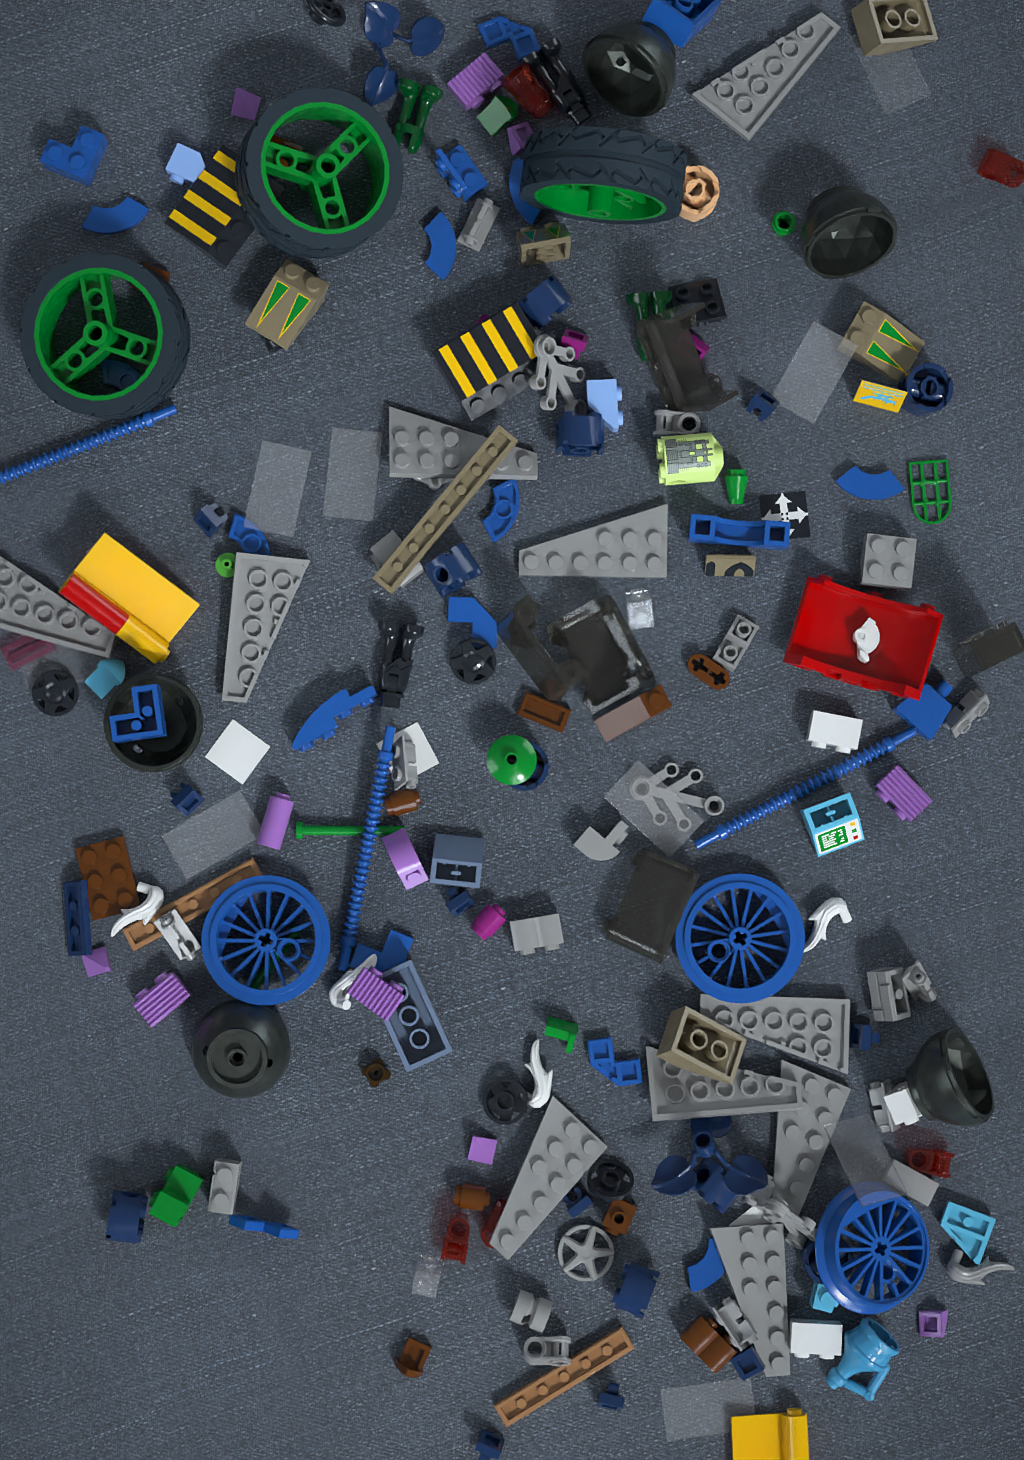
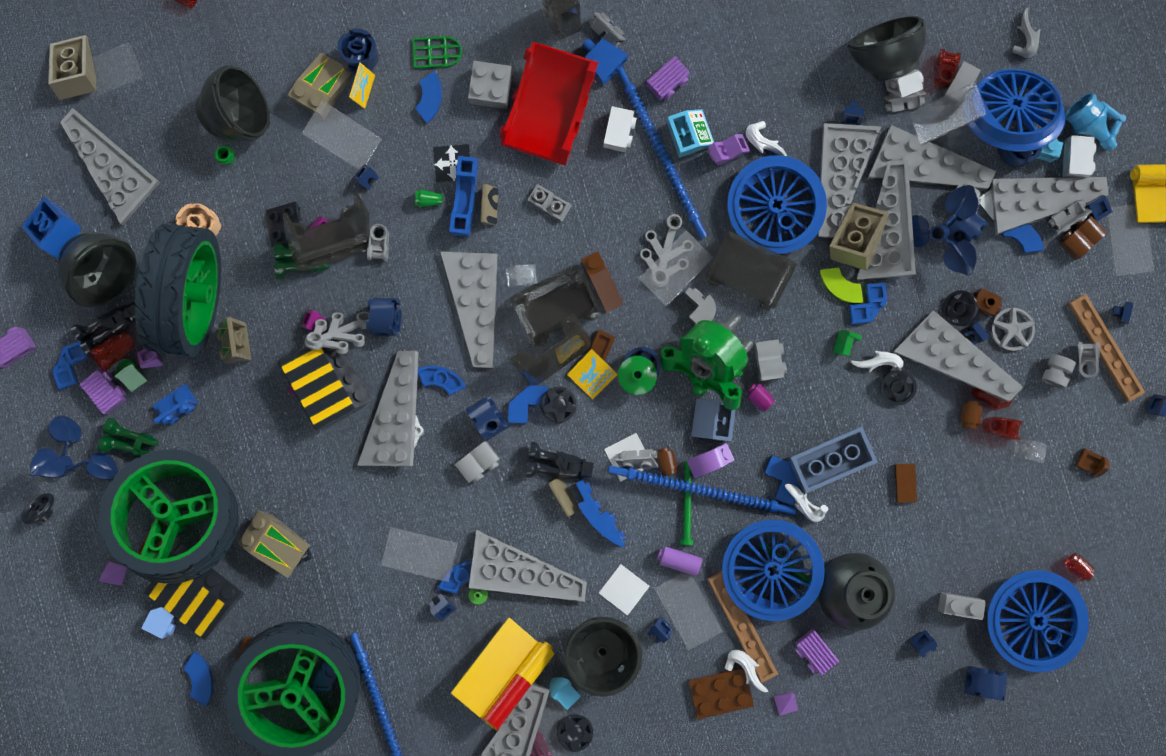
camera: 85 degrees left, 0 degrees up
(77, 918) = (752, 718): dark blue tile -> none
(78, 161) = (153, 709): blue brick -> none
(147, 719) = (601, 661): blue brick -> none
(175, 1137) = (923, 643): none -> dark blue tile
(177, 1195) = (973, 646): green brick -> none
(178, 935) = (767, 639): hinge -> none
(245, 1247) = (1076, 636): none -> blue piece
(255, 1224) = (995, 565): blue tile -> none
(277, 1340) = (1079, 567): none -> clear red brick
(352, 474) = (409, 495): clear piece -> none
(355, 671) = (564, 496): none -> dark tan slope
(368, 1071) = (879, 486): dark brown plate -> none
(376, 993) = (817, 484): medium lavender brick -> none
(381, 1113) = (905, 483): none -> reddish brown tile
(443, 246) = (233, 420): blue tile -> none
(445, 509) = (440, 422): dark tan plate -> none
(458, 902) = (745, 419): dark blue tile -> none
(478, 224) = (216, 392): light grey hinge -> none
(482, 1149) = (933, 406): medium lavender slope -> none
(513, 703) = (592, 374): none -> yellow sticker
(527, 211) = (188, 362): blue tile -> none
(535, 854) = (711, 359): none -> green piece
(545, 300) = (278, 341): dark blue brick -> none
(602, 399) = (356, 298): light blue slope -> none
(635, 1024) = (840, 287): none -> lime tile
(636, 1289) = (1043, 290): dark blue brick -> none
(689, 458) = (406, 233): yellowish green cylinder -> none
(704, 676) = (568, 221): reddish brown beam -> none
(777, 1211) = (1001, 168): light grey plant -> none
(811, 874) = (728, 149): none -> medium lavender brick
(866, 639) = (549, 102): white piece -> none
(888, 994) = (821, 93): light grey brick -> none
(918, 983) = (813, 70): light grey hinge -> none
(932, 1323) = (1067, 69): medium lavender slope -> none
(967, 1229) = (997, 40): medium azure wing -> none

